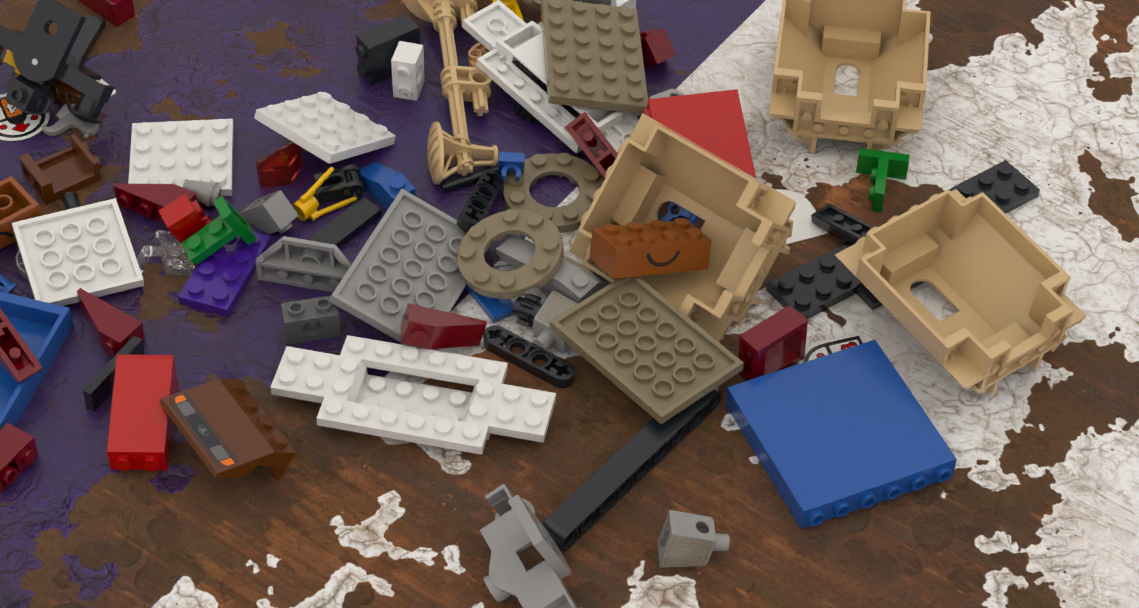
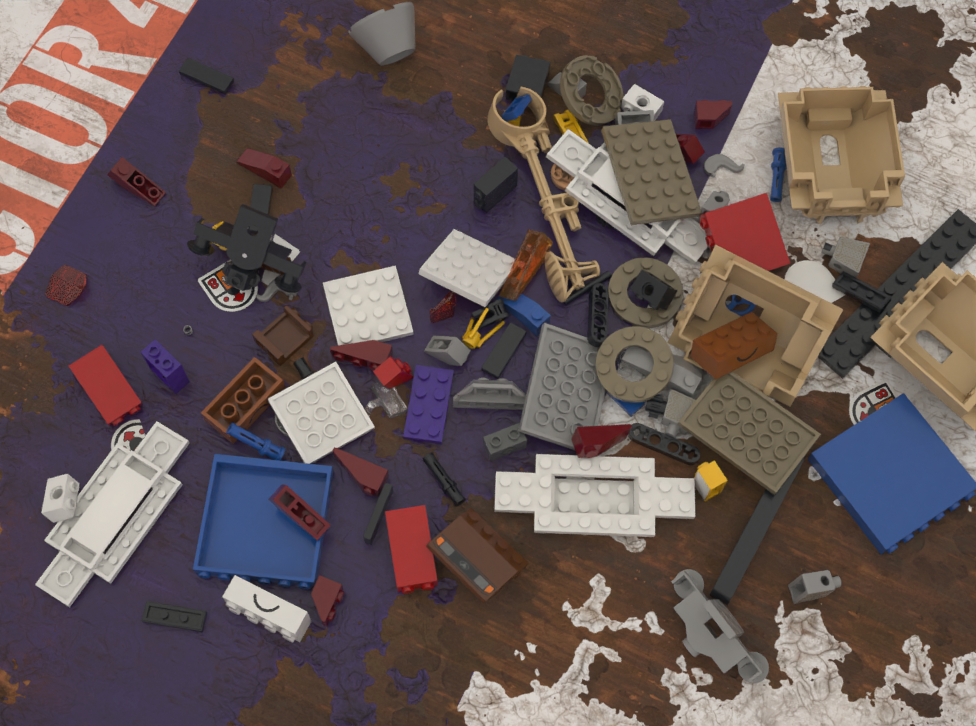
camera: 10 degrees left, 20 degrees up
(205, 191) = (396, 339): light grey cone -> none
(218, 233) = (419, 382): green bracket -> none
(219, 357) = (445, 481): none -> black pin
(404, 134) = (527, 262): none -> clear orange slope
(408, 70) = (515, 203): white brick -> none
(511, 163) = (613, 278): blue tile -> none
(561, 183) = (662, 293): none -> black brick
(575, 397) = (709, 480): none -> yellow brick
(592, 143) = (672, 256): dark red slope -> none
(690, 71) = (718, 160): none -> light grey piece
(697, 19) = (711, 113): none -> dark red slope
(754, 343) = (835, 410): dark red window -> none
(762, 108) = (778, 167): none -> blue pin
(838, 186) = (846, 255): none -> light grey torso
(880, 166) = (873, 231): green bracket -> none

